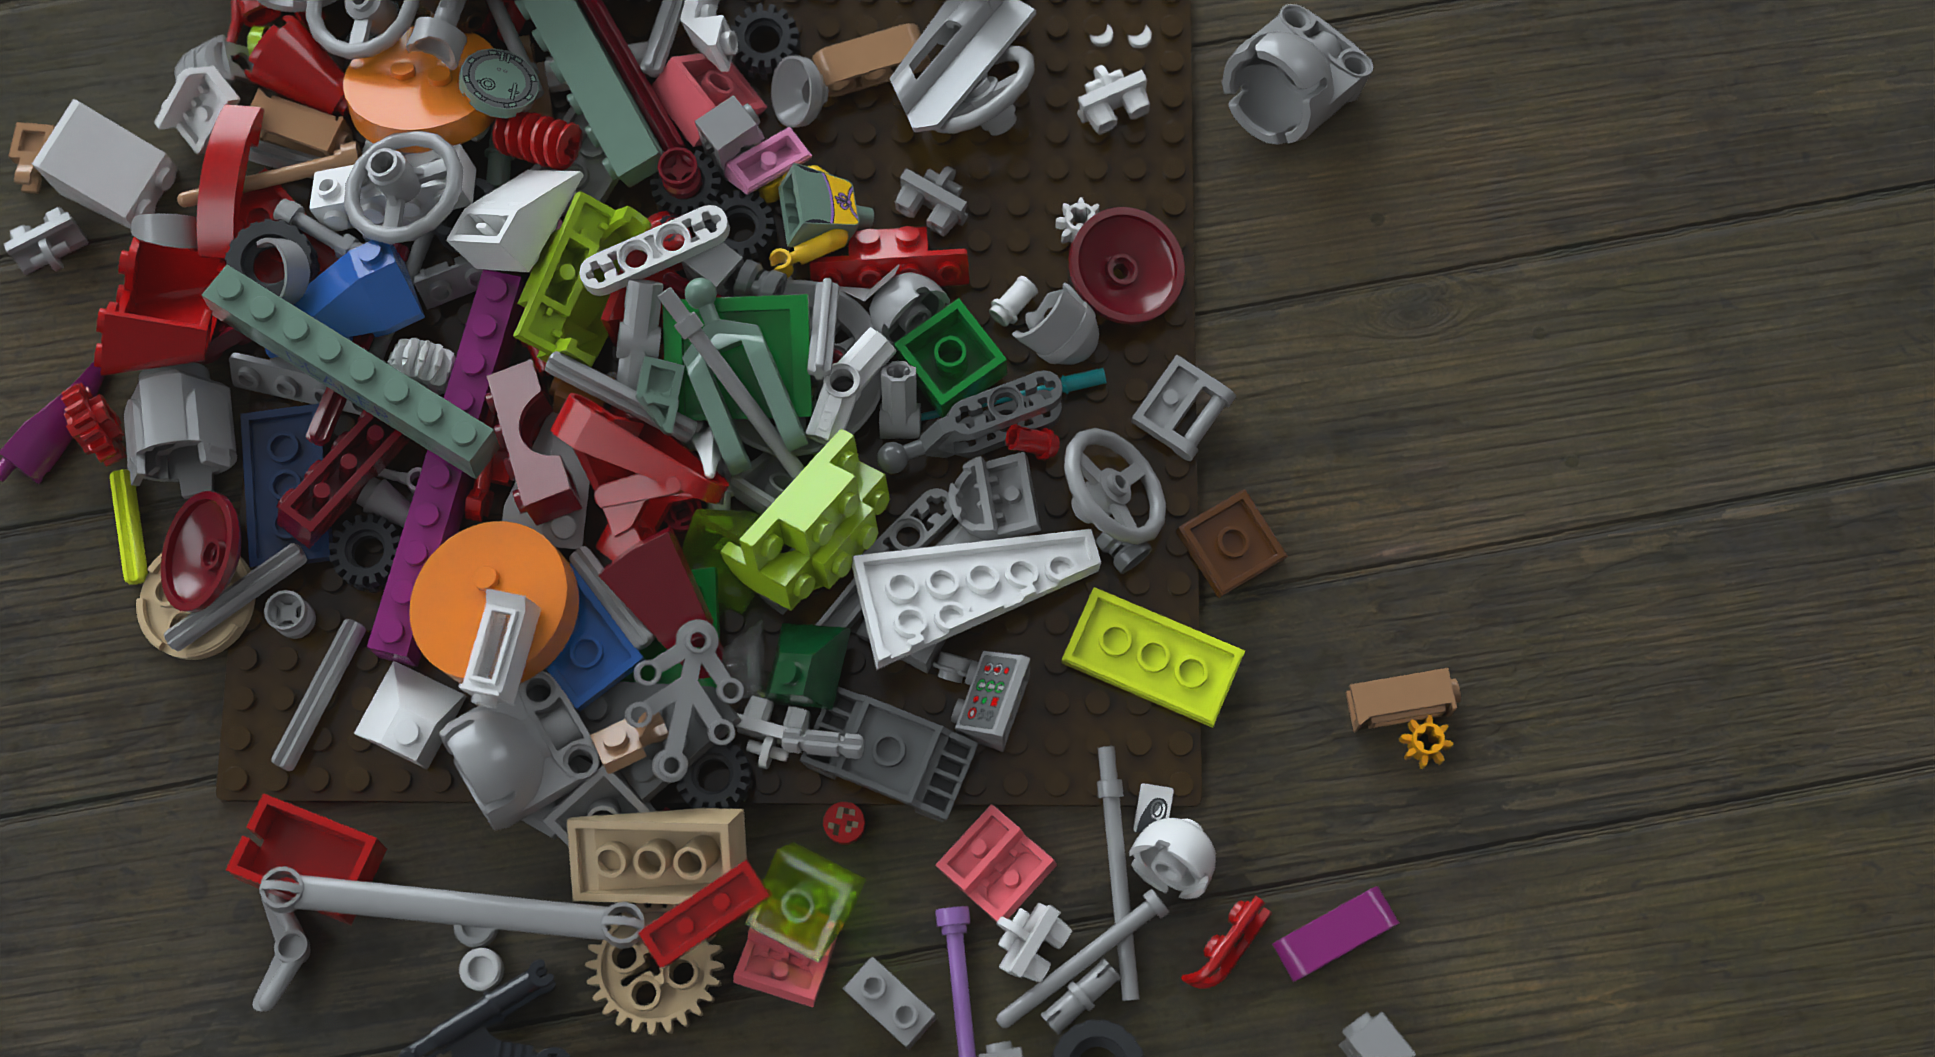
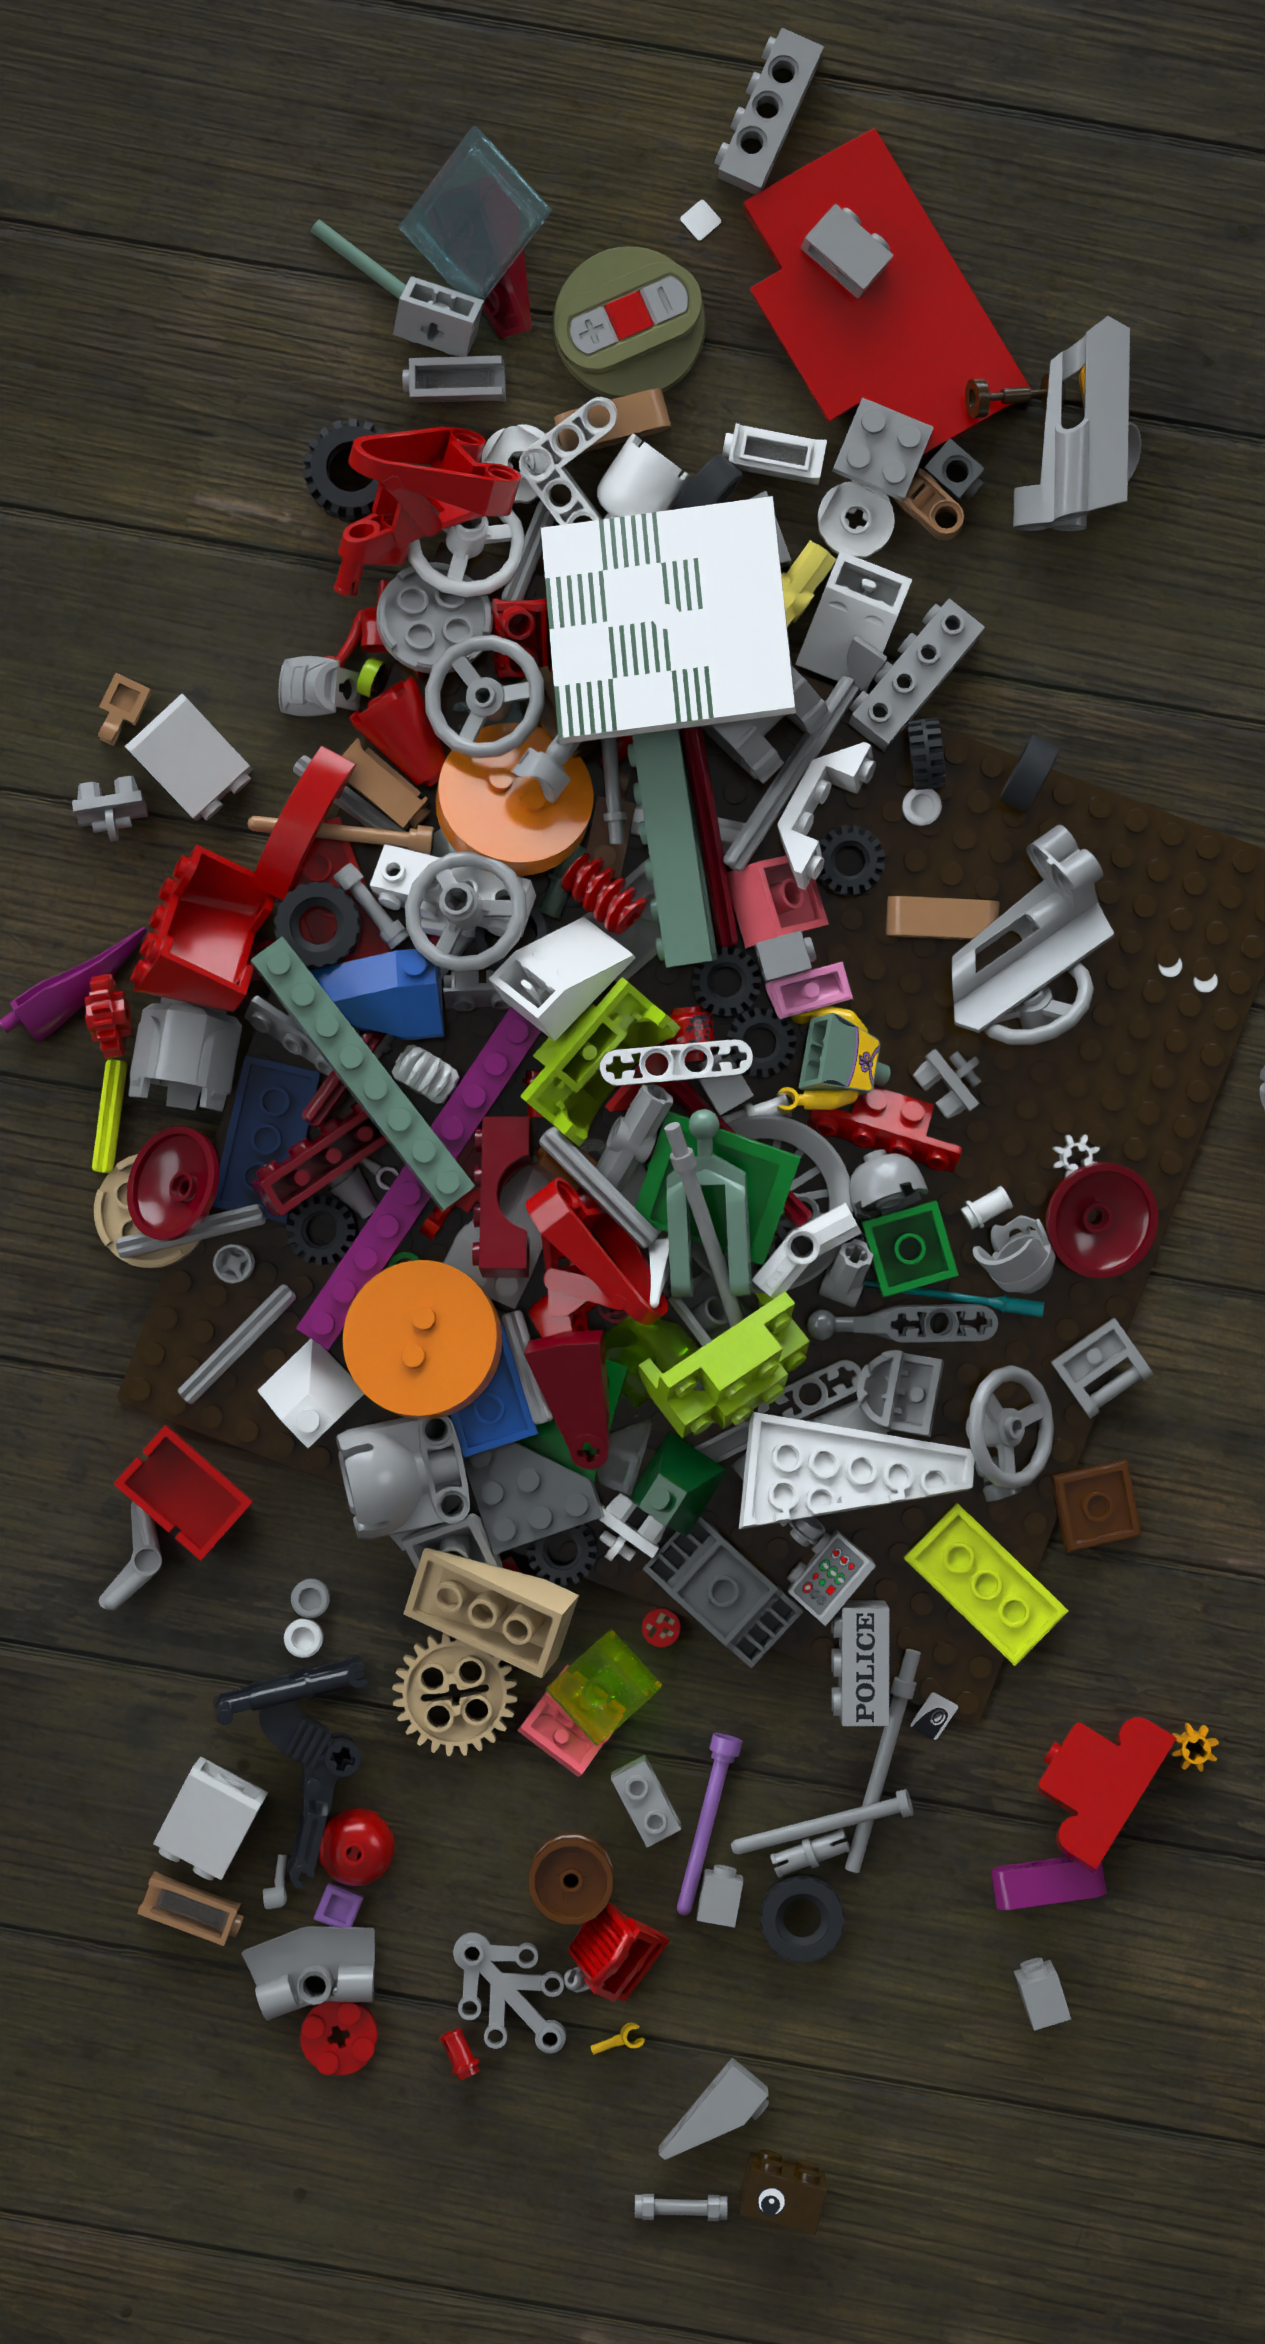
camera: 15 degrees right, 15 degrees up
(166, 230) = (229, 852): light grey helmet -> none
(196, 105) = (295, 729): white bracket -> none
(295, 267) = (342, 942): light grey helmet -> none
(451, 907) = (300, 1589): light grey piece -> none
(498, 83) = (586, 833): tile -> none
(500, 649) = (417, 1399): white window -> none
(623, 744) = (493, 1504): medium nougat plate -> none
(659, 391) = (634, 1199): sand green slope -> none
(677, 164) = (728, 976): dark red wheel -> none
(686, 692) = (563, 1485): light grey plant -> none
(704, 914) = (515, 1680): red panel -> none
(759, 282) = (769, 1123): dark grey wheel -> none
(797, 91) = (855, 929): light grey piece -> none
(823, 329) = (803, 1189): light grey axle -> none
(823, 743) = (668, 1567): light grey axle -> none
(864, 293) = (861, 1159): light grey sticker -> none
(996, 864) = (779, 1712): coral slope -> none
(1024, 938) = (782, 1788): white hips -> none
(1041, 443) = (961, 1354): red pin -> none
(1055, 770) = (861, 1663): none -> light grey brick
(1110, 93) = (1136, 1048): white hips -> none
(1174, 855) = (938, 1765): white cylinder -> none
(1221, 948) = (949, 1860): red piece -> none
(1346, 809) = (1100, 1784): none -> red brick
(1402, 699) = (1189, 1702): medium nougat window -> none

